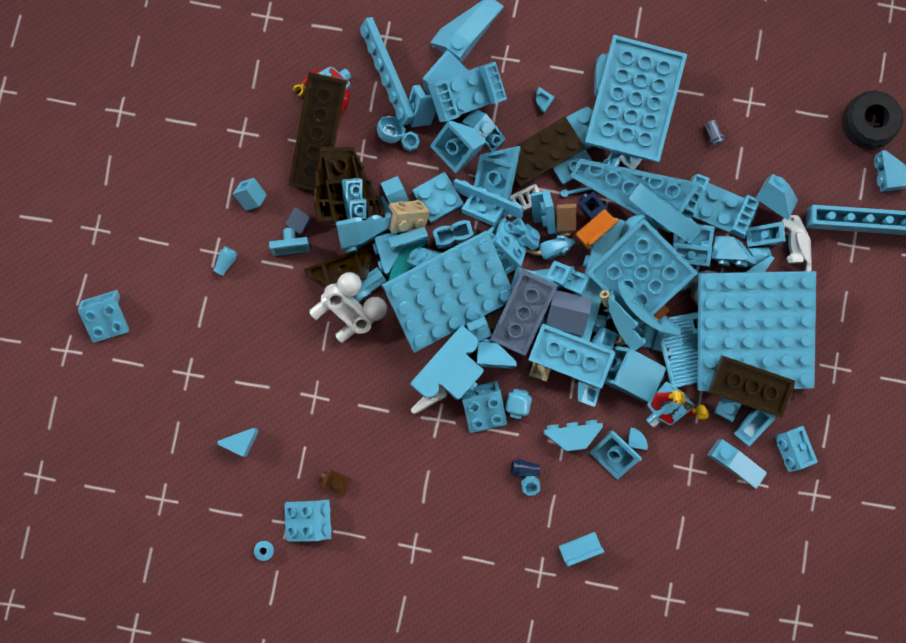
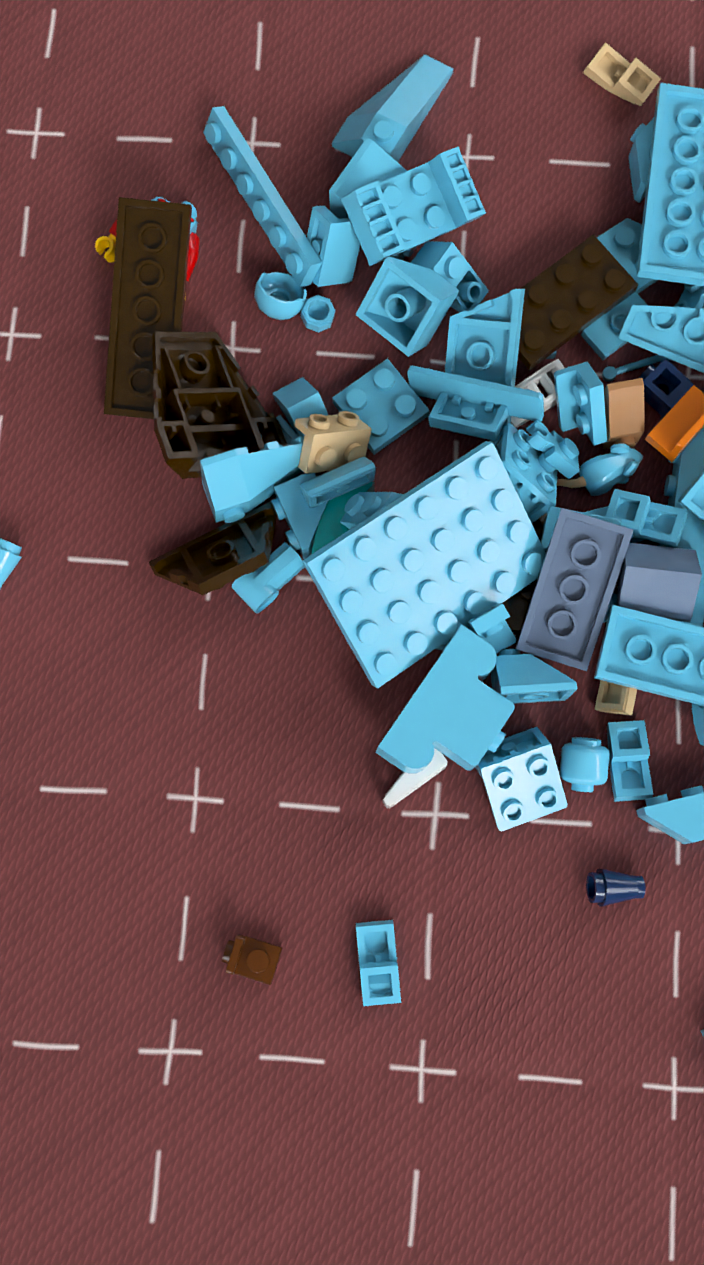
camera: 10 degrees left, 5 degrees down
(240, 442) = (60, 904): medium azure slope -> none
(249, 194) = (34, 438): medium azure panel -> none
(270, 550) = (139, 1108): medium azure plate -> none
(290, 244) = (117, 520): medium azure tile -> none
(298, 220) = (129, 476): sand blue slope -> none
(307, 520) = (208, 1043): medium azure bracket -> none
(348, 308) = (239, 621): white piece -> none
(352, 196) = (226, 419): medium azure slope -> none
(398, 492) = (378, 963): none -> medium azure slope
(449, 235) = (412, 466): medium azure brick -> none
(530, 485) = (631, 919): medium azure tile -> none
(542, 404) = (629, 760): none -> medium azure slope
(543, 100) = (547, 217): medium azure tile -> none
(597, 22) = (624, 79): none -> tan slope

